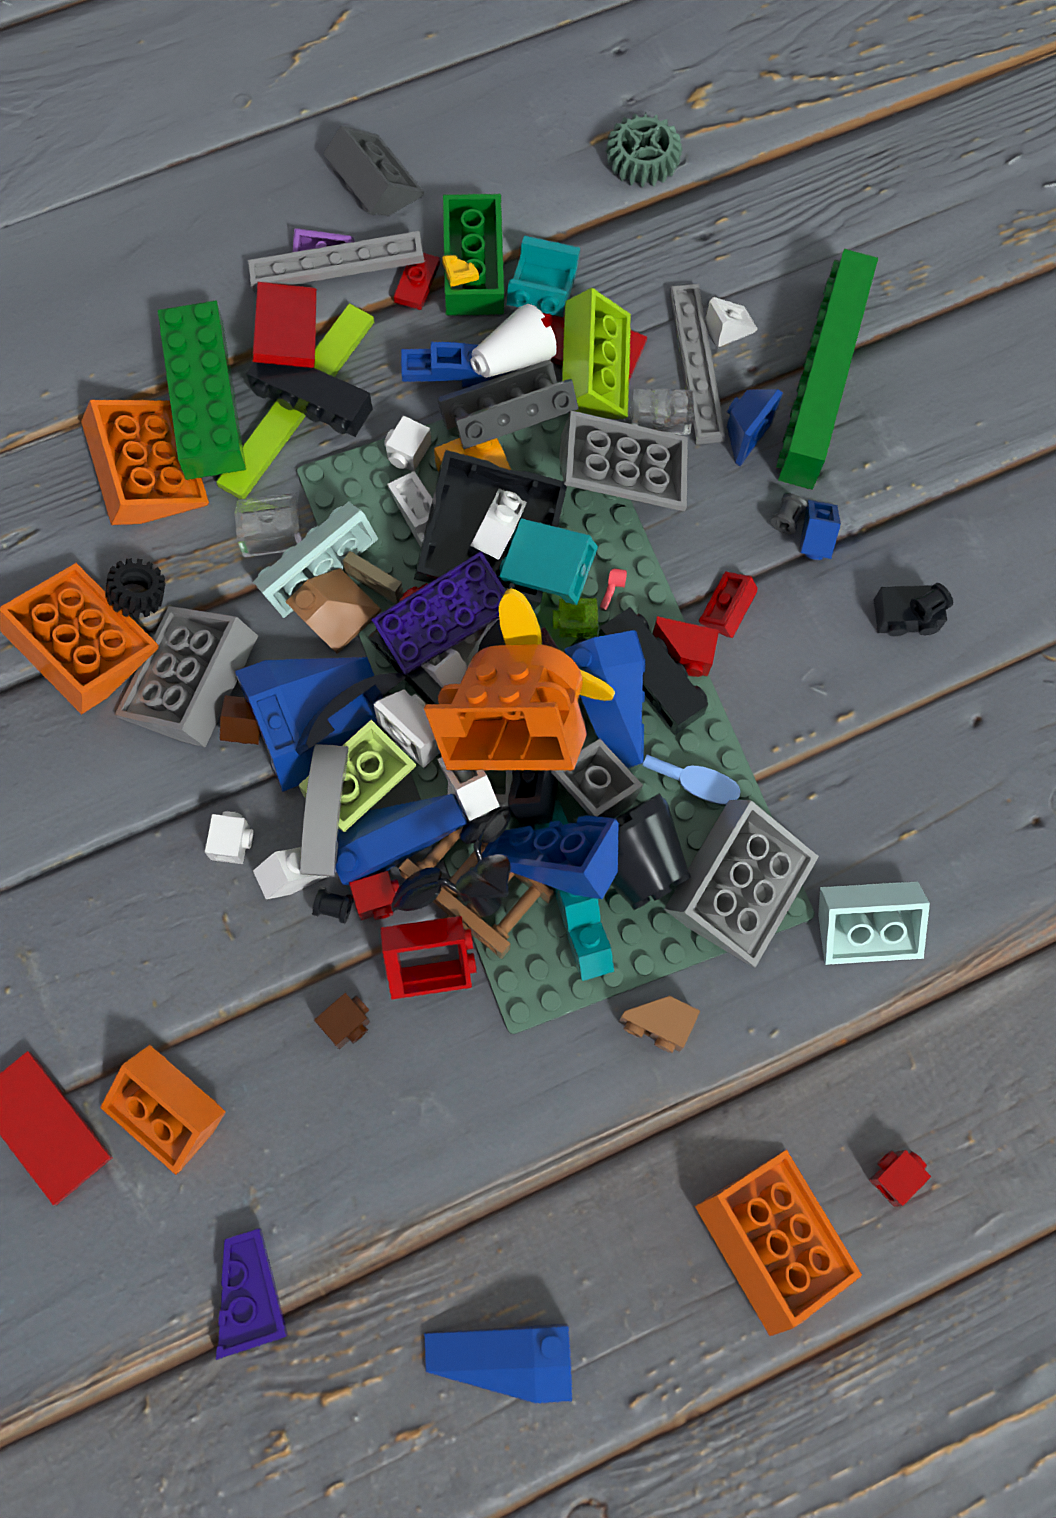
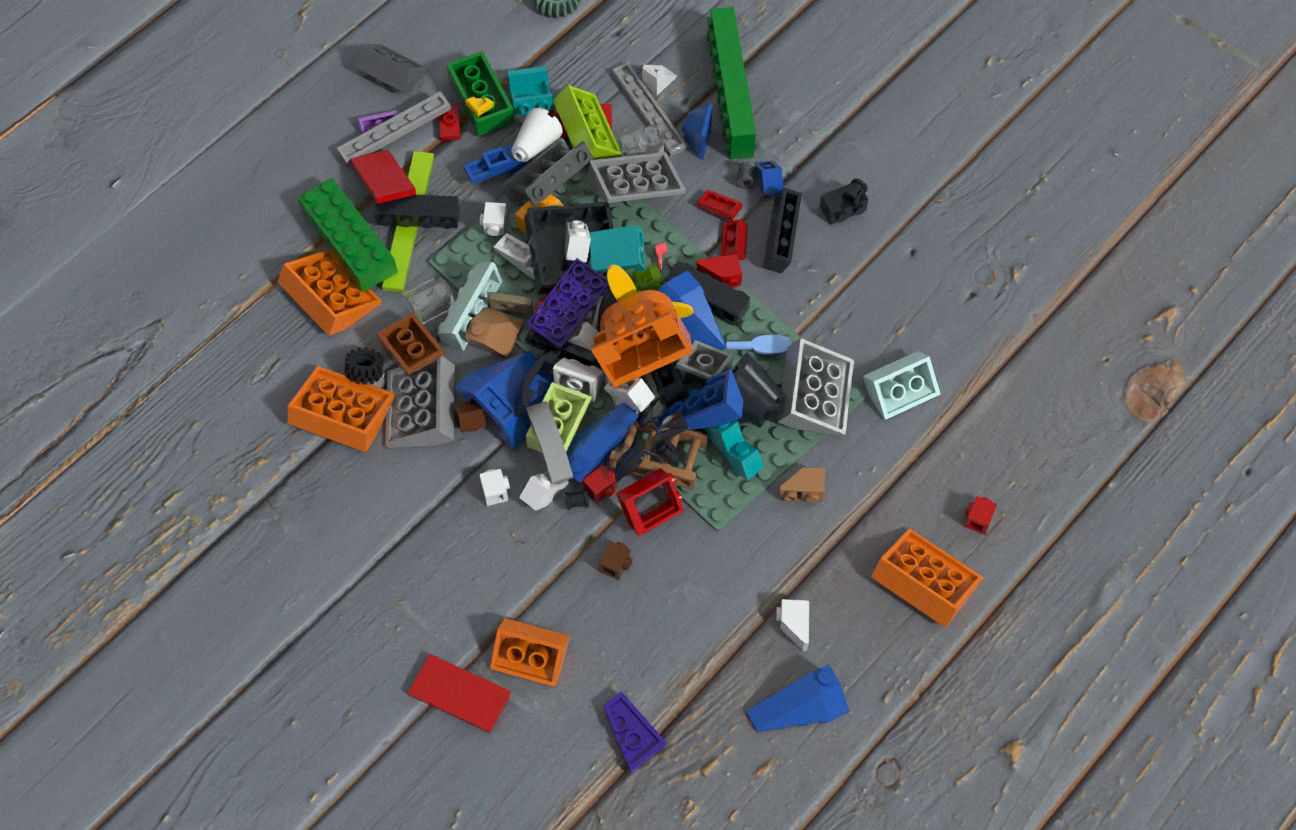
camera: 20 degrees left, 10 degrees down
(205, 583) = (409, 344): none -> dark orange slope
(554, 1228) = (795, 621): none -> white slope
(731, 543) = (719, 205): none -> red plate
(802, 617) = (782, 230): none -> black brick

